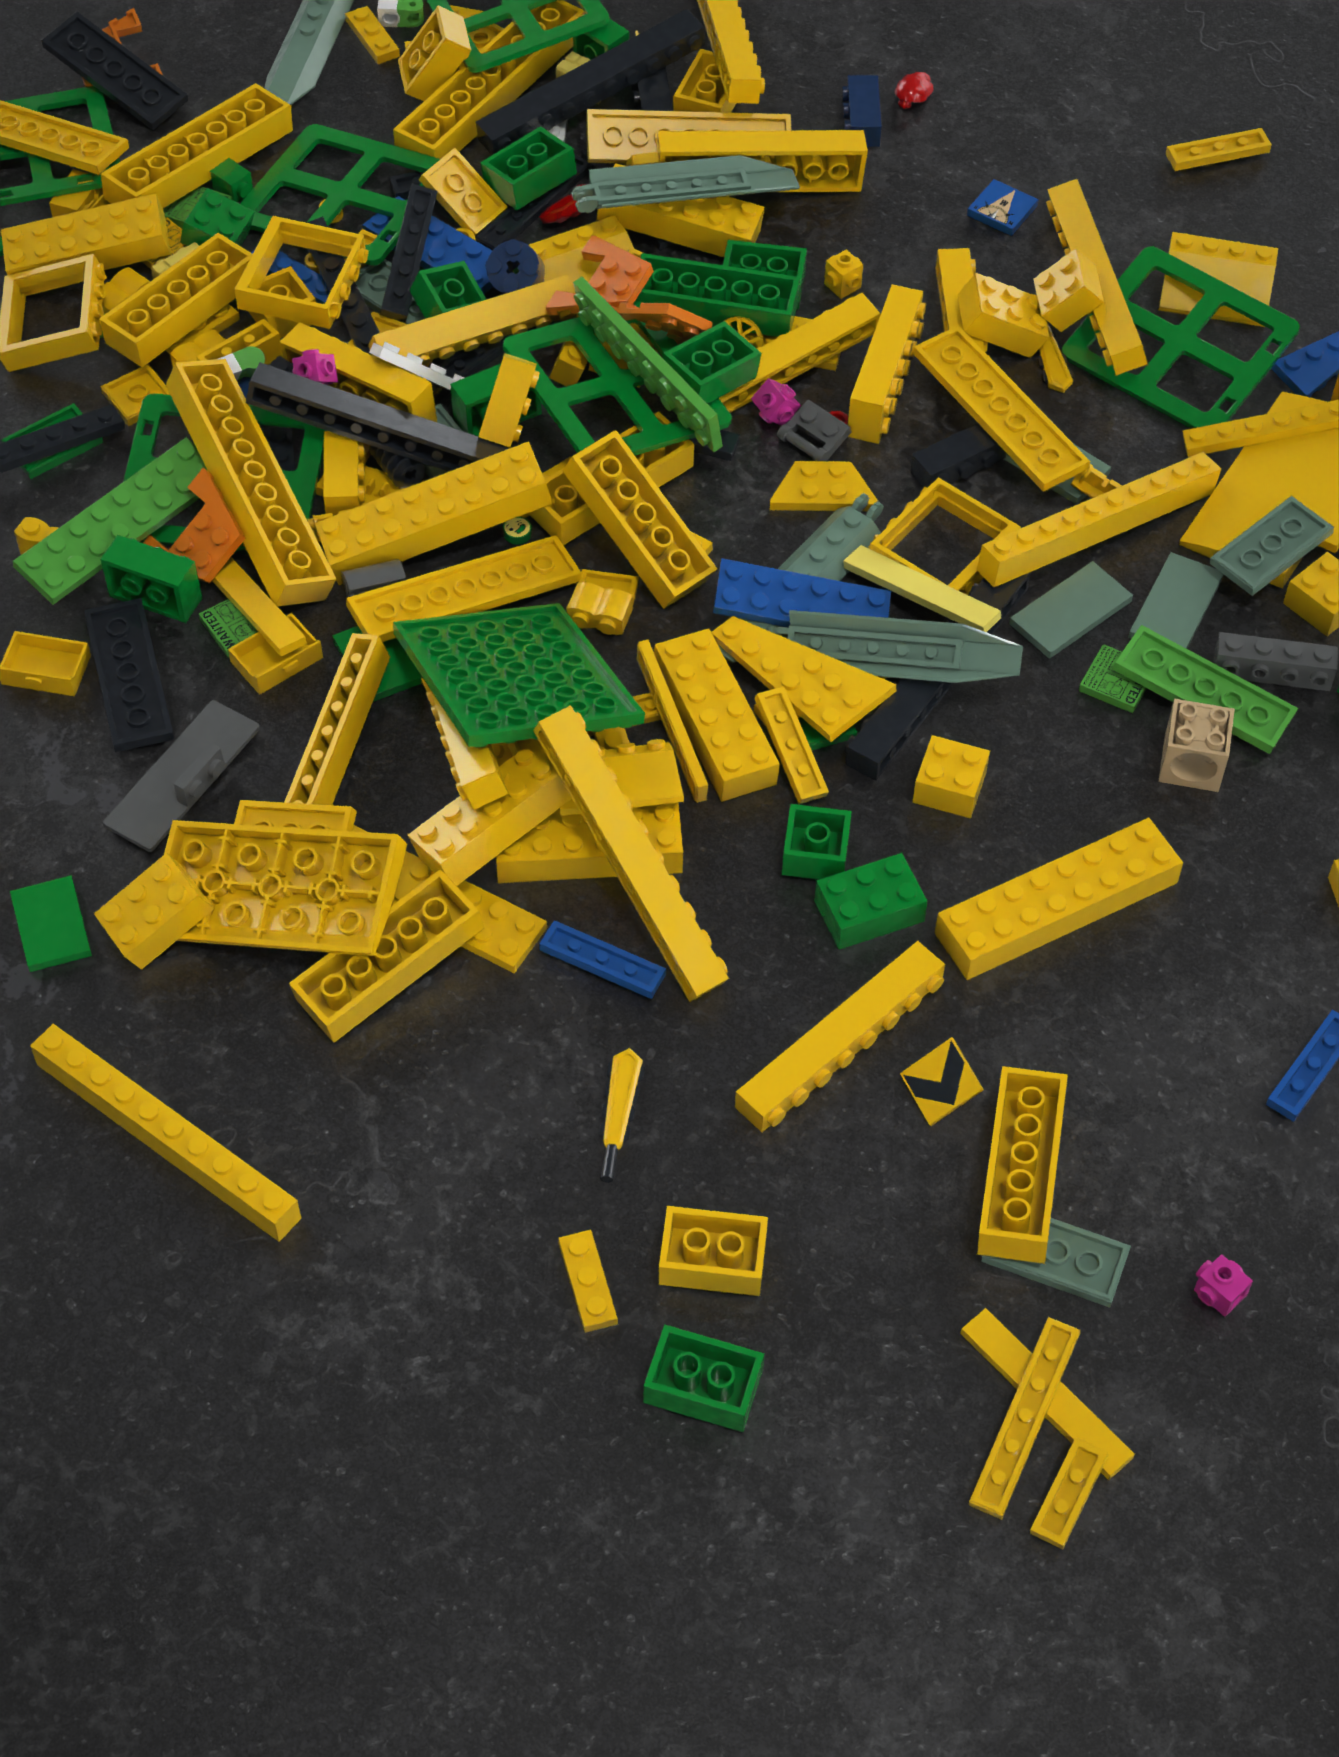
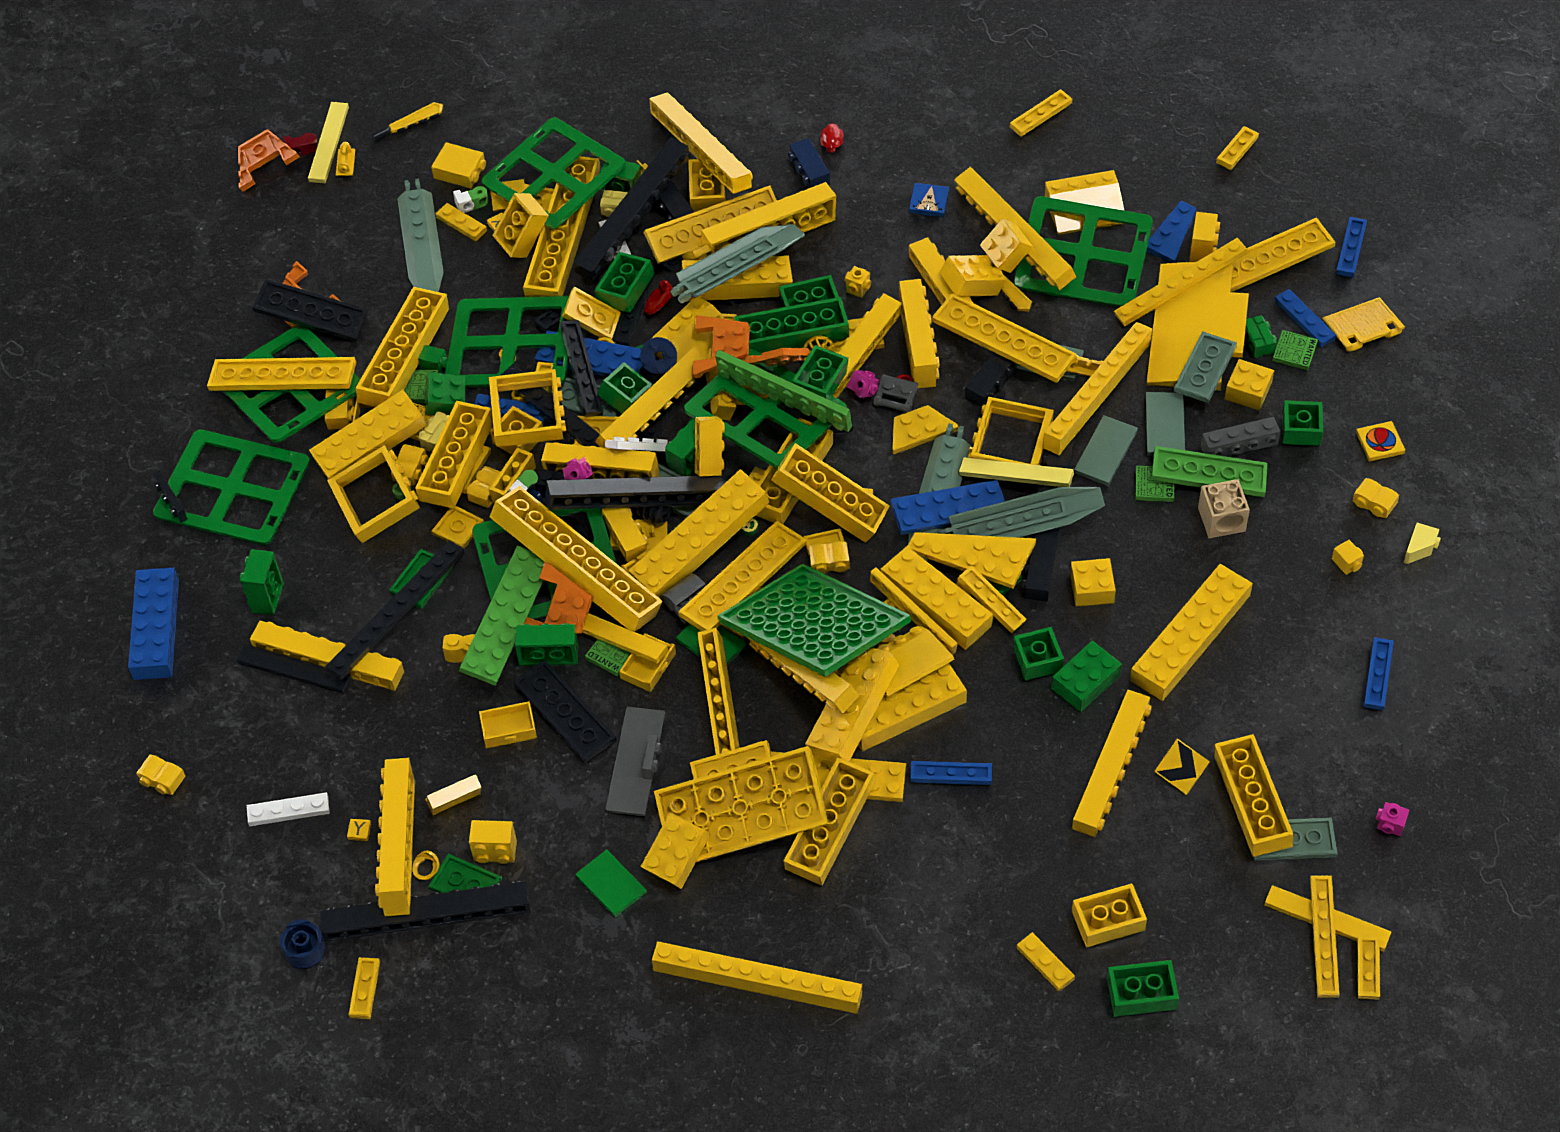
camera: 20 degrees left, 0 degrees up
(621, 1091) = (1005, 847): yellow sword -> none
(630, 853) = (944, 703): yellow brick -> none

